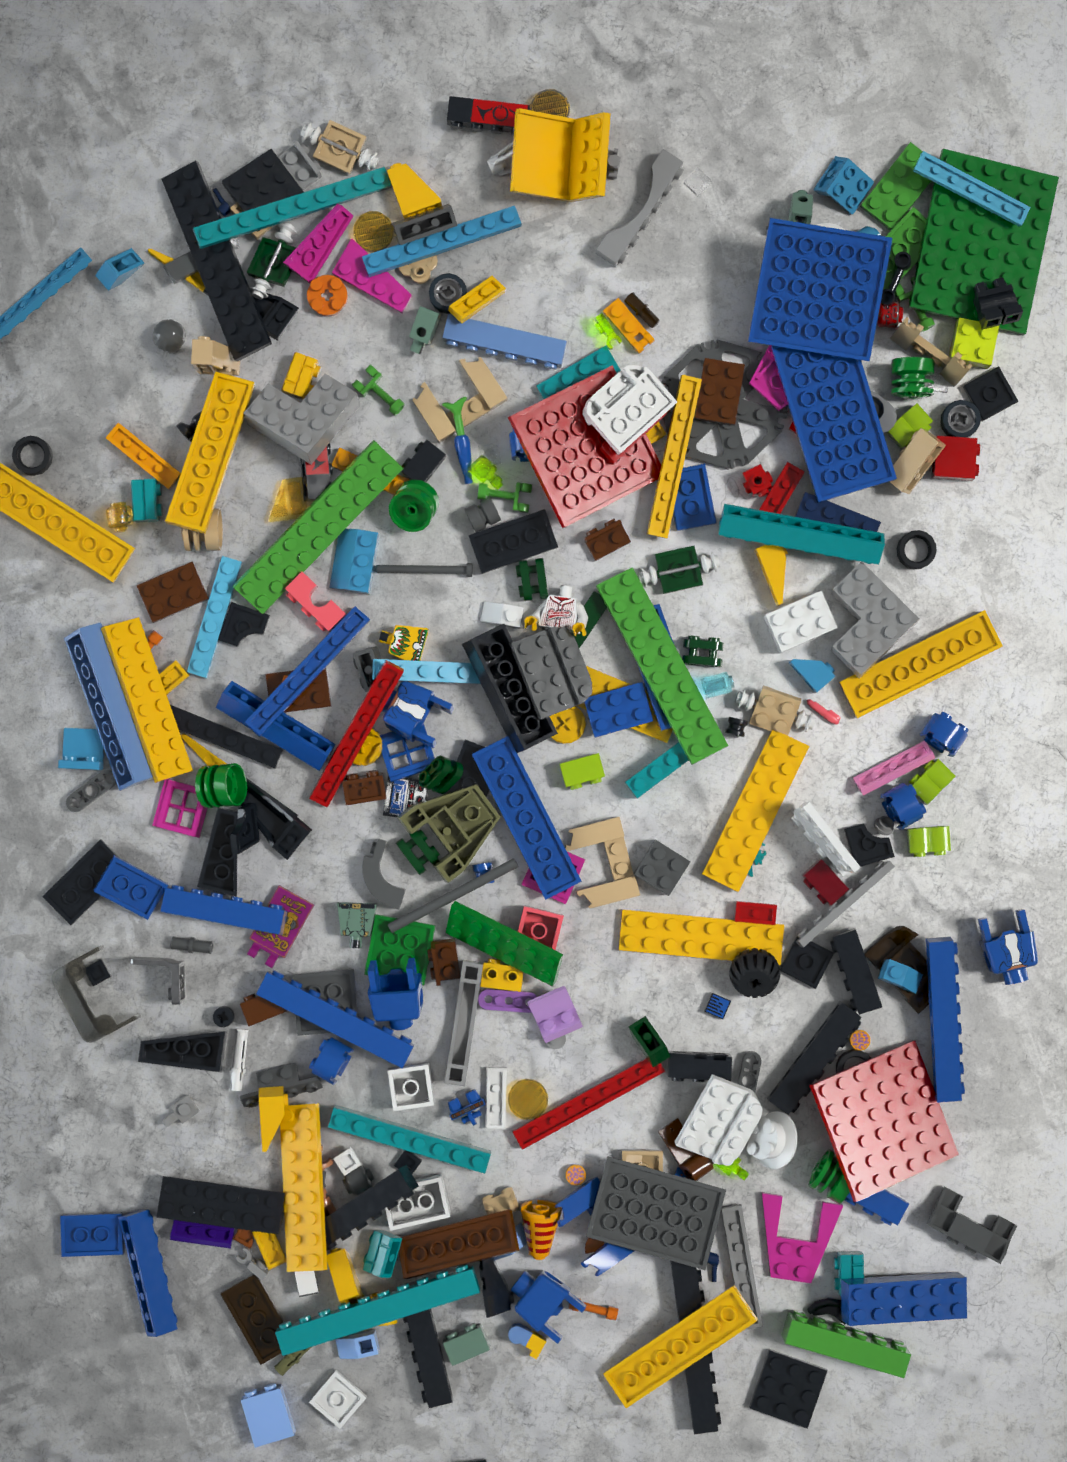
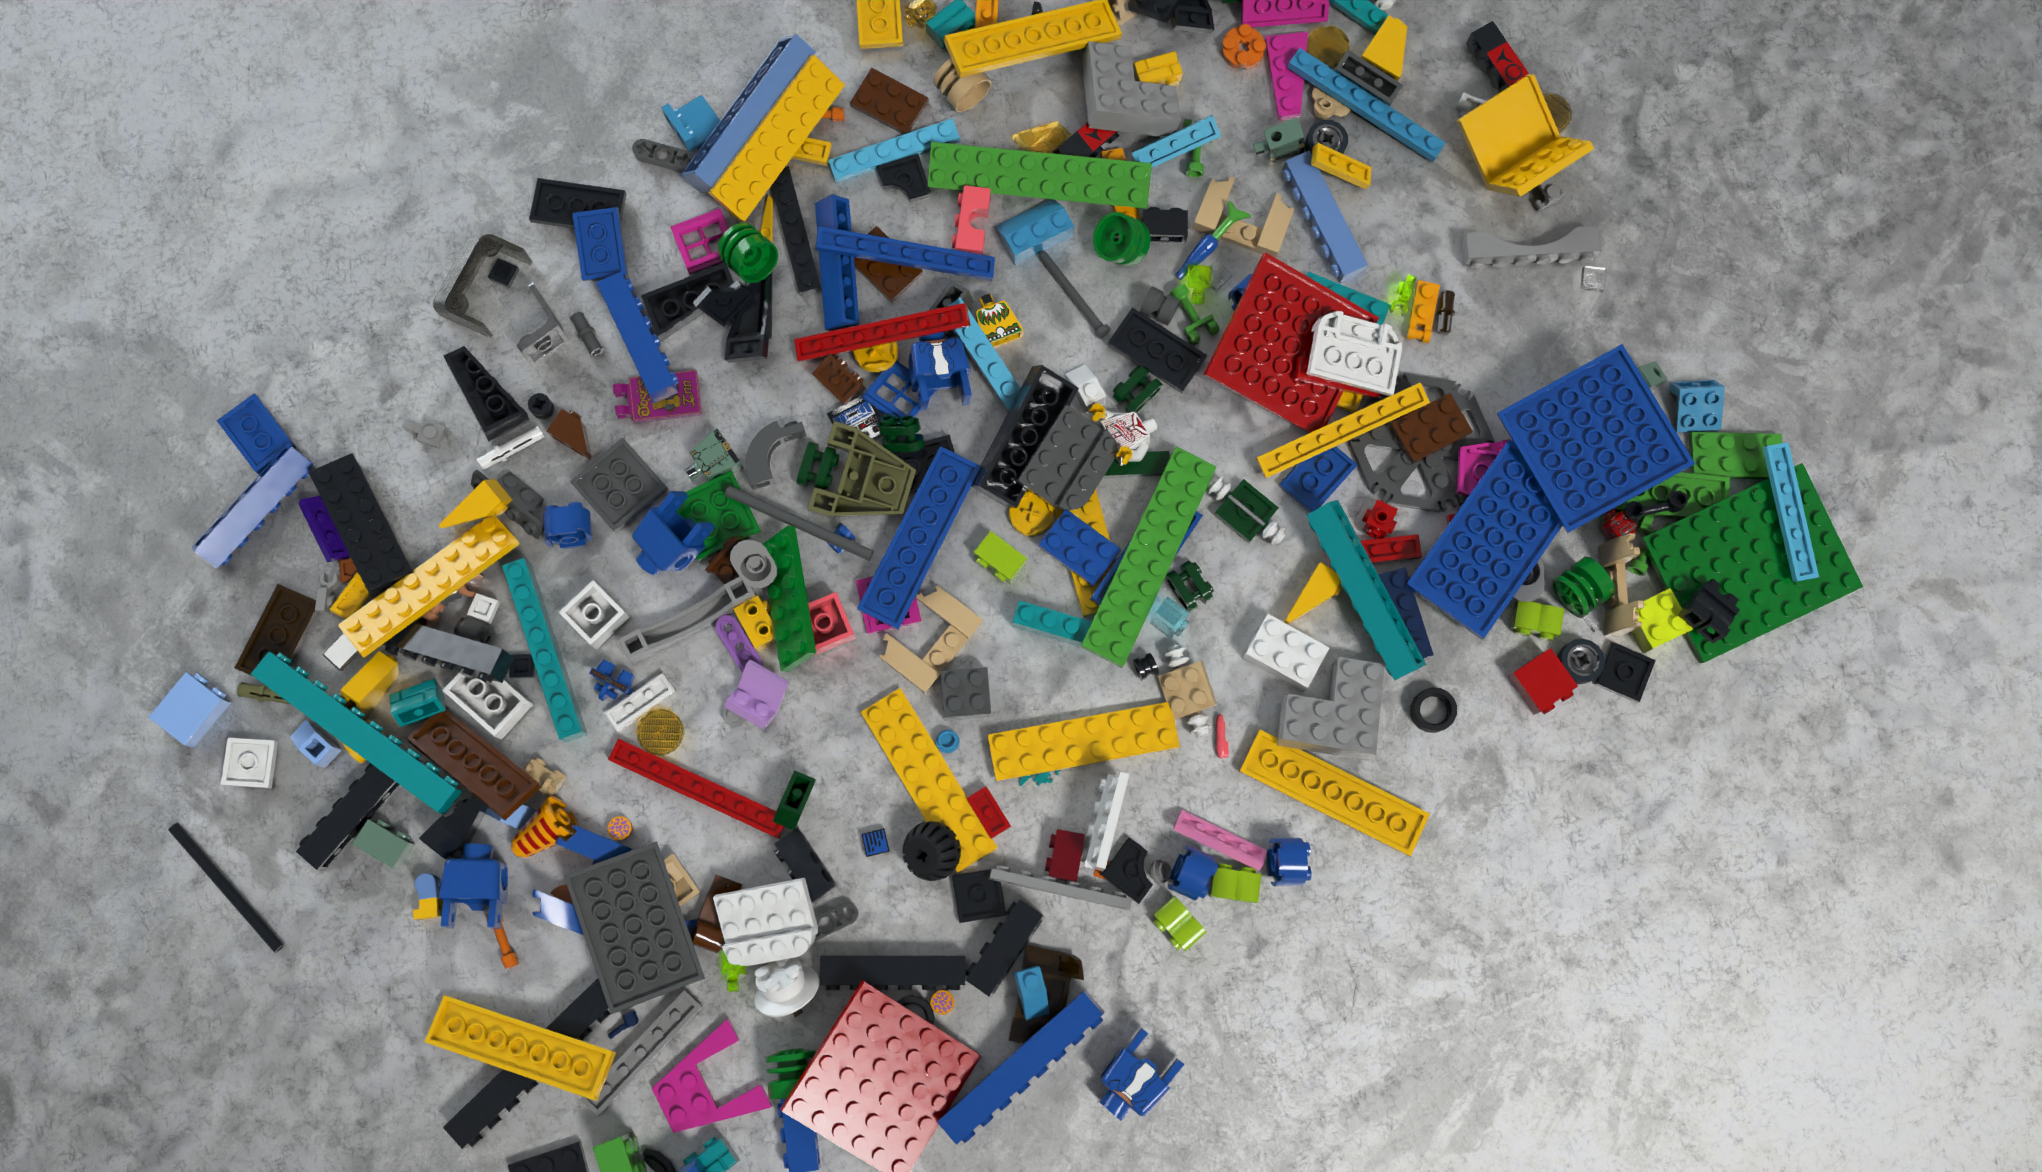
camera: 50 degrees right, 10 degrees down
(335, 1019) = (608, 501): blue brick -> none
(368, 407) = (1178, 142): none -> medium azure plate
(463, 950) = (753, 563): none -> light grey piece
(607, 539) = (1223, 428): reddish brown bracket -> none
(684, 904) = (947, 741): none -> dark azure plate
(813, 672) = (1250, 699): dark azure slope -> none
(916, 460) = (1513, 645): tan brick -> none

